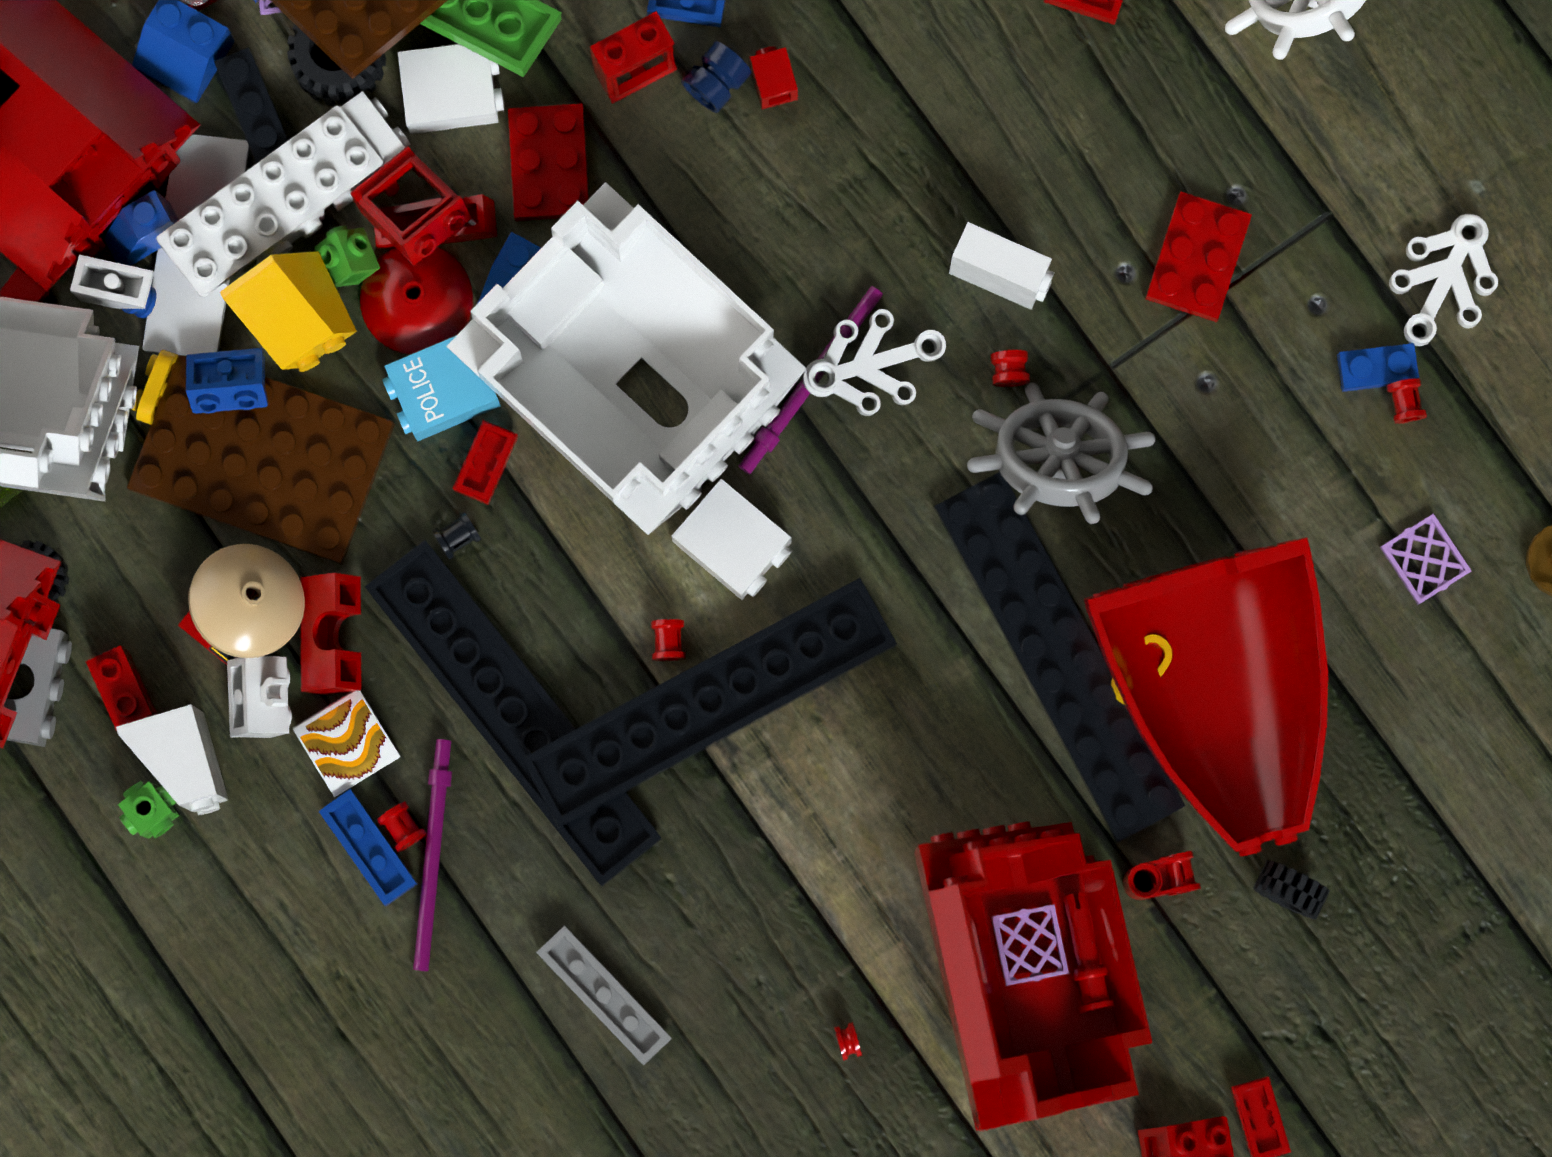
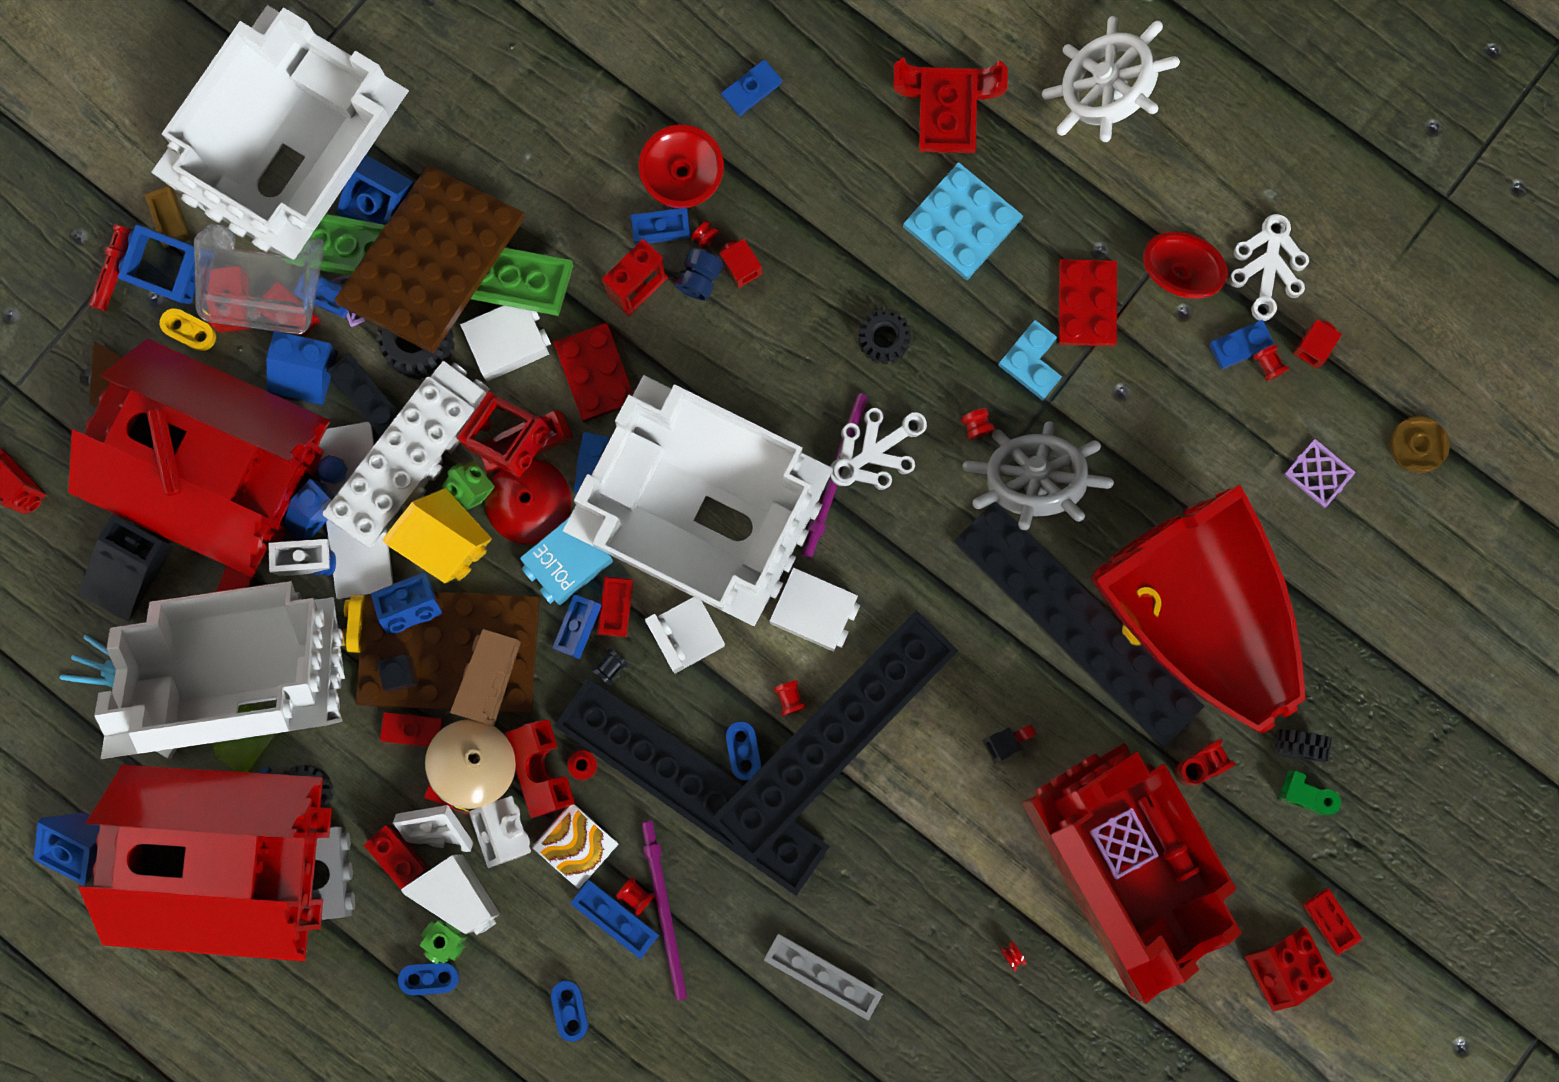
camera: 15 degrees left, 0 degrees up
(118, 851) = (429, 978): none -> blue plate
(178, 667) = (433, 827): none -> white wing
(183, 187) = (332, 469): none -> blue tile
(183, 538) = (409, 729): none -> red plate
(190, 463) = (397, 673): none -> black brick
(275, 942) = (569, 1010): none -> blue plate
(298, 500) = (486, 677): none -> medium nougat wedge
(393, 654) = (591, 765): none -> red plate
(429, 472) = (576, 626): none -> blue plate
(562, 522) = (685, 634): none -> white bracket
(588, 688) = (743, 751): none -> blue plate
(739, 28) = (704, 234): none -> red bush
(919, 776) = (1005, 743): none -> black piece
(927, 201) = (890, 320): none -> black tyre
(1001, 266) = (950, 351): white brick -> none
(1072, 107) = (962, 221): none -> medium azure plate
(1095, 308) = (1025, 364): none -> medium azure plate
(1279, 957) = (1308, 797): none -> green leg
(1334, 244) = (1185, 265): none -> red dish
(1474, 393) = (1317, 343): none -> red brick

